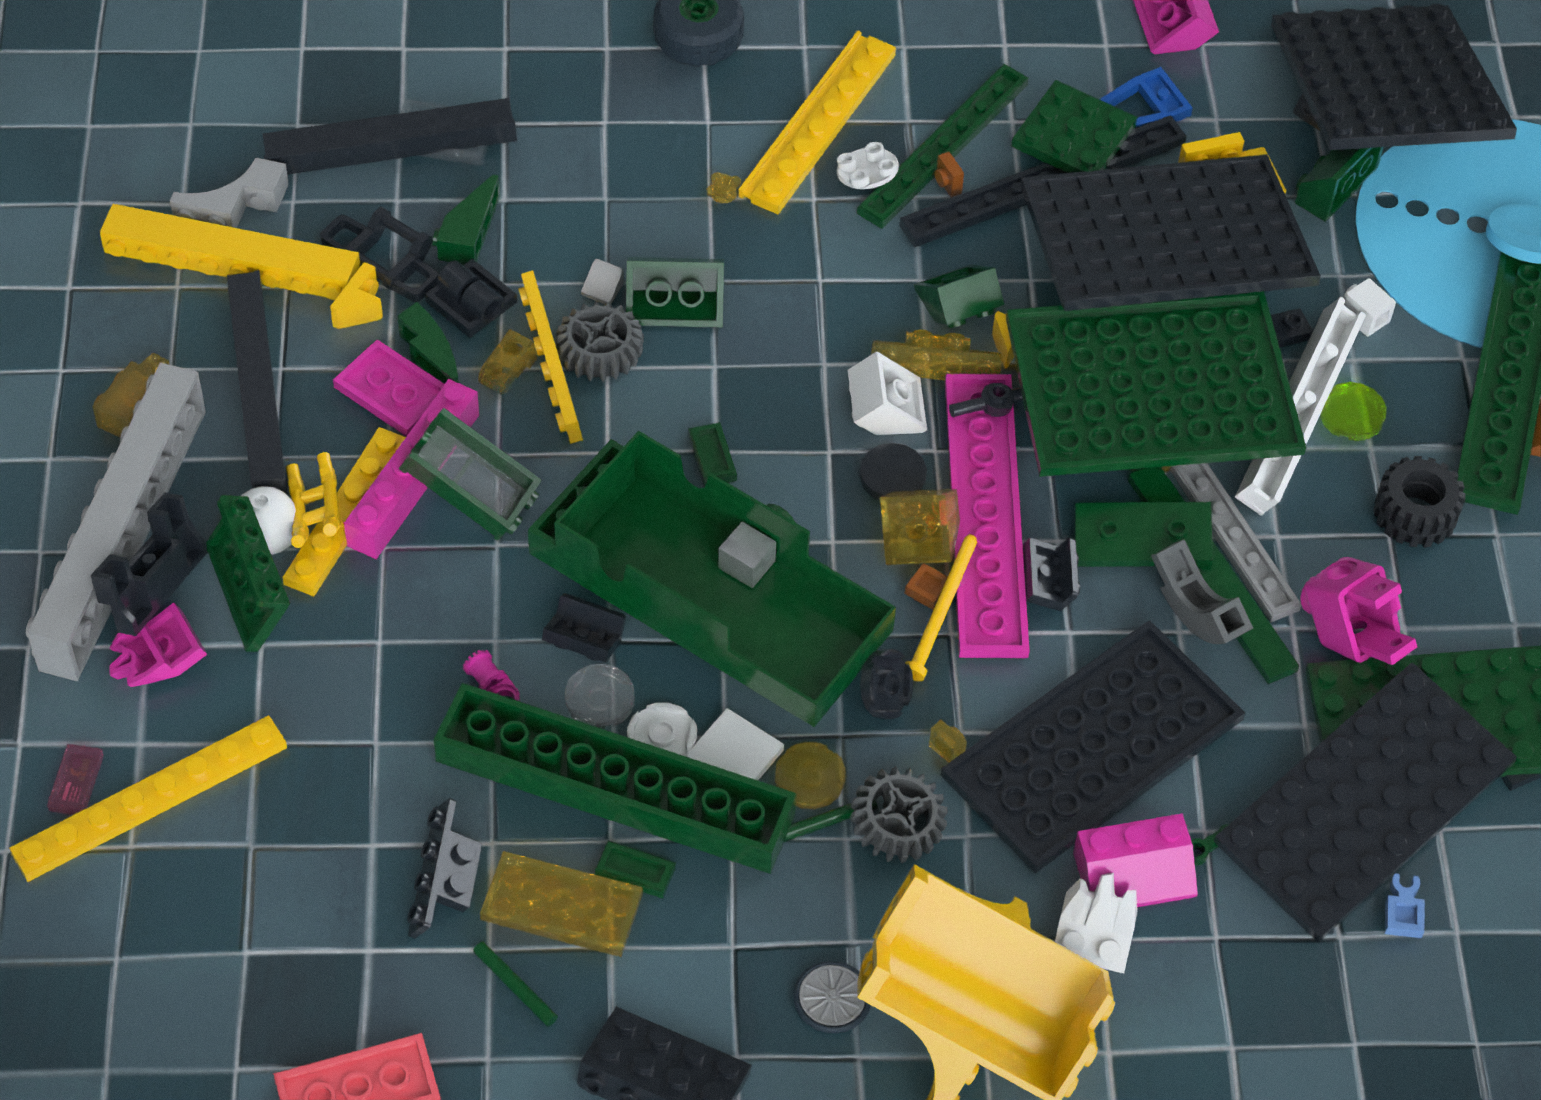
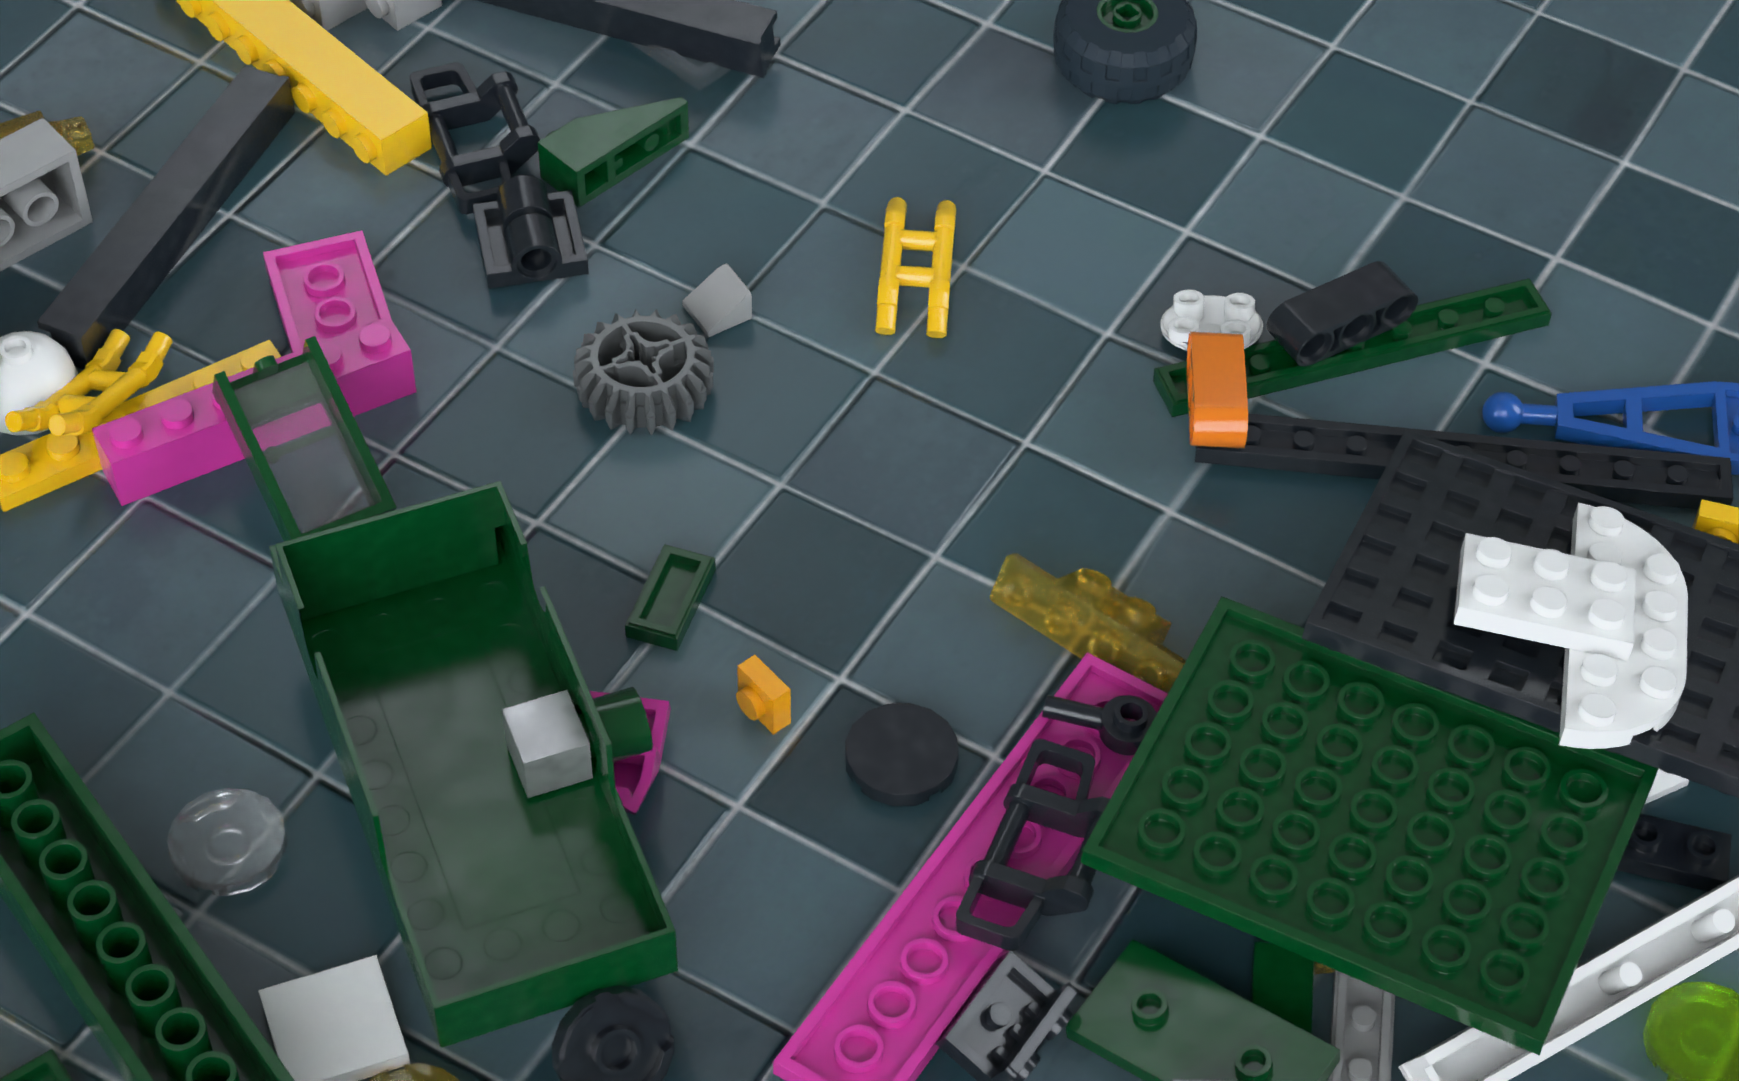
camera: 35 degrees right, 5 degrees down
(357, 300) = (379, 172): yellow slope -> none
(427, 343) = (420, 273): dark green slope -> none
(489, 676) = (103, 741): dark pink connector -> none
(507, 362) = (498, 339): clear yellow leg -> none
(552, 366) = (551, 376): yellow plate -> none
(585, 628) = (280, 738): black bracket -> none
(664, 727) = (262, 941): white tile -> none
(675, 291) = (800, 356): slope -> none
(687, 222) = (935, 278): none -> yellow piece
(723, 187) = (988, 259): clear yellow plate -> none
(806, 478) = (763, 695): none -> light orange plate
(817, 122) = (1193, 236): yellow plate -> none
(886, 397) = (975, 643): white slope -> none
(907, 202) = (1217, 390): none -> orange beam
(920, 526) = (862, 844): clear yellow slope -> none
(926, 586) = (811, 942): dark orange plate -> none
(934, 129) = (1342, 313): none -> black beam
(941, 608) = (693, 1050): yellow bar -> none
(949, 174) = (1320, 385): dark orange plate -> none
(961, 294) = (1202, 557): dark green slope -> none
(1002, 459) = (1034, 894): none -> black bar
(1073, 130) = (1555, 409): dark green plate -> none
(1191, 221) = (1611, 607): none -> white plate

